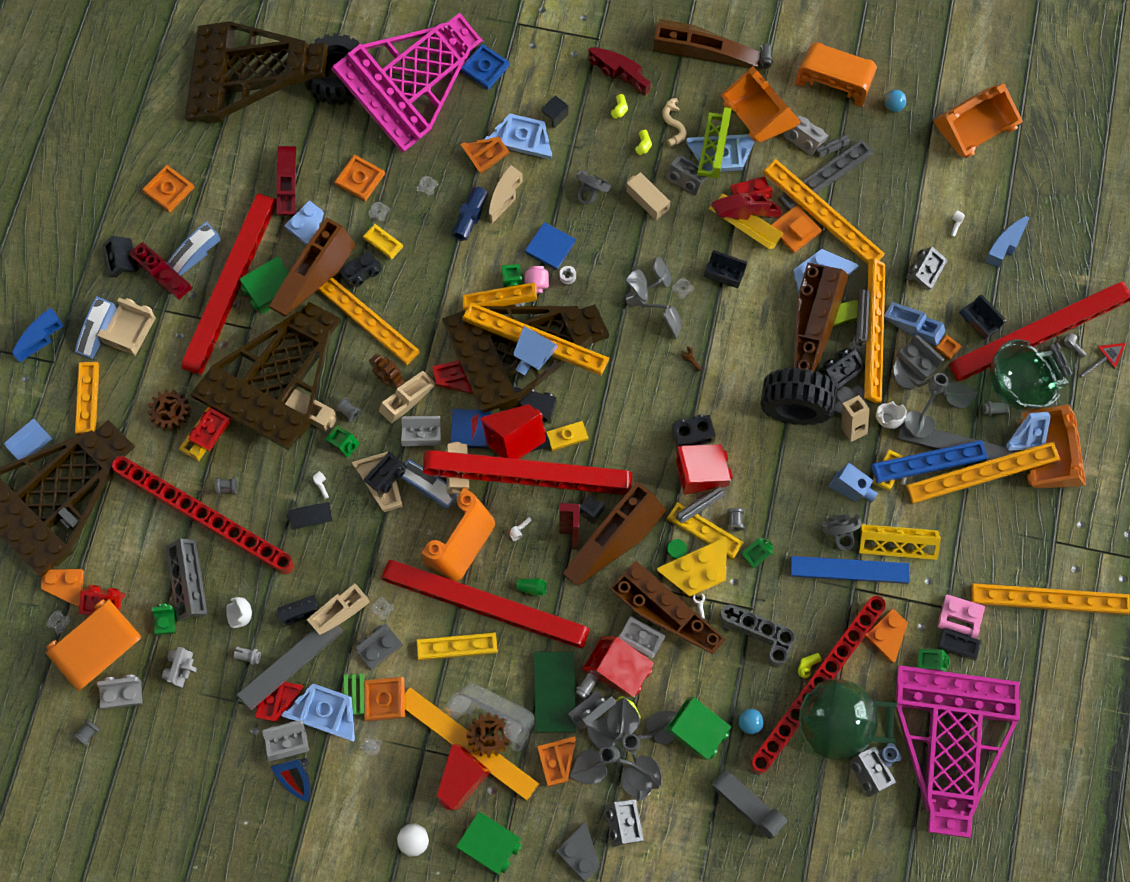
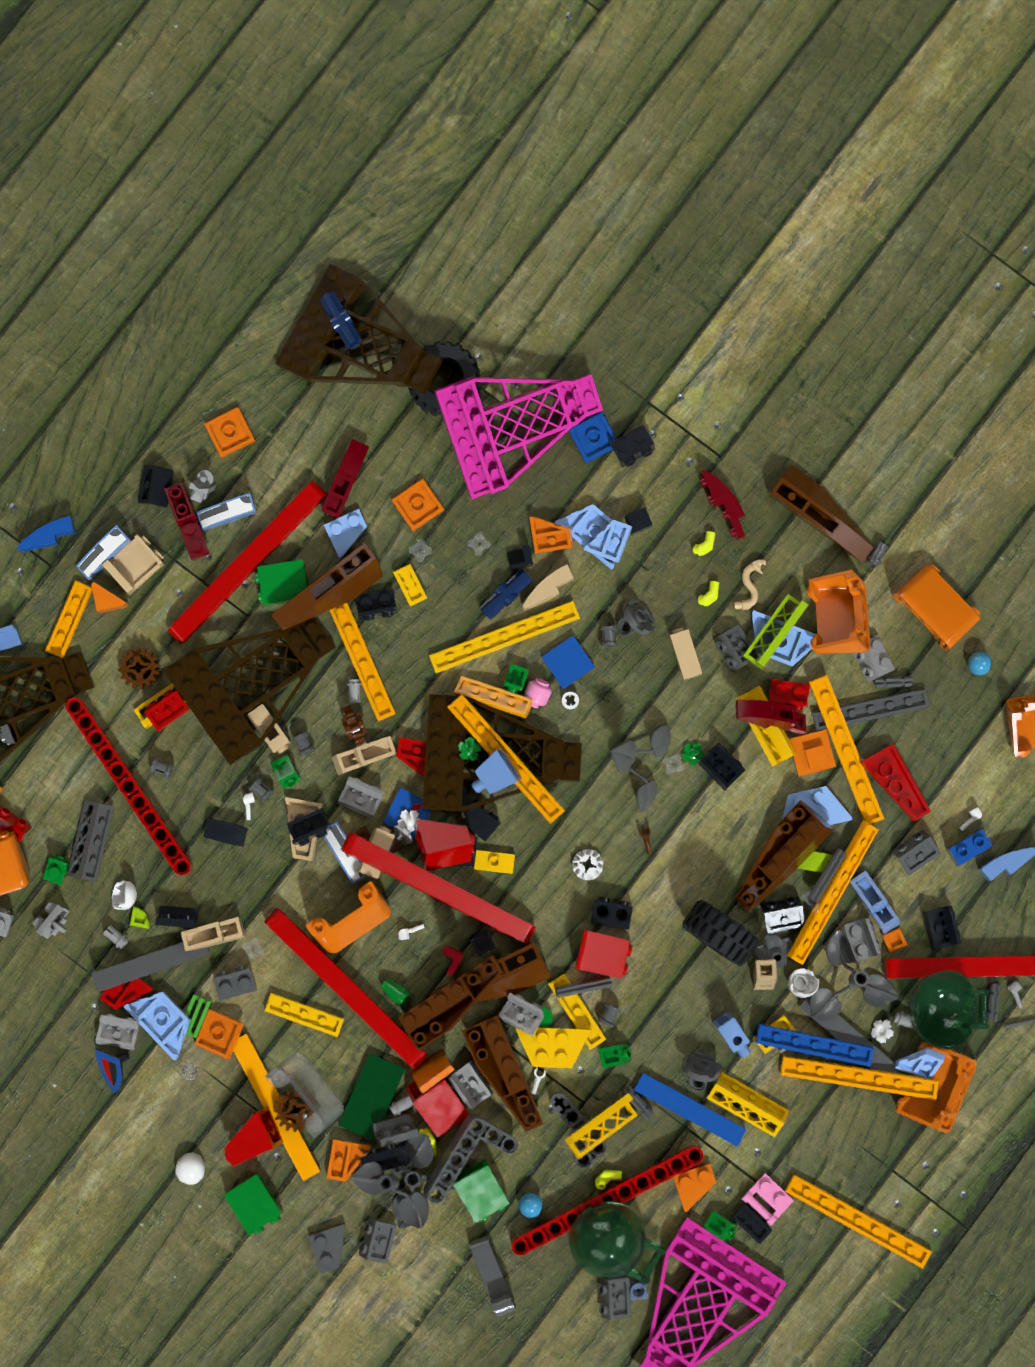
camera: 30 degrees right, 15 degrees up
(115, 365) = (105, 600): none -> orange slope
(162, 235) = (202, 486): none -> light grey hips
(226, 54) = (341, 320): none -> dark blue piece
(262, 629) = (139, 918): none -> lime tile
(327, 465) = (261, 789): none -> dark grey bush
(372, 345) = (354, 690): none -> light grey pin
(470, 180) = (520, 558): none -> black panel
(473, 432) = (408, 820): none -> white plant
(474, 446) = (403, 835): none -> white plant
(484, 250) = (504, 637): none -> yellow tile
(499, 345) = (469, 749): none -> green plant
(521, 57) = (633, 446): none -> black bracket
(539, 132) = (611, 541): none -> light blue wing
(575, 209) = (608, 636): none -> dark grey bush
(587, 568) = (448, 1006): none -> reddish brown wedge
(597, 737) = (387, 1158): none -> black bracket
(600, 639) = (432, 1071): none -> orange tile
(645, 408) = (579, 869): none -> white gear
(657, 551) = (521, 1014): none -> light grey bracket
(666, 698) = (464, 1153): none -> dark grey beam
(694, 273) = (692, 753): none -> green plant
(774, 611) = (600, 1119): none -> yellow fence
(800, 585) = (638, 1103): none -> dark grey axle
(880, 219) = (897, 781): none -> red wing
(968, 243) = (969, 847): none -> blue brick
(979, 425) = (882, 1030): none -> white plant

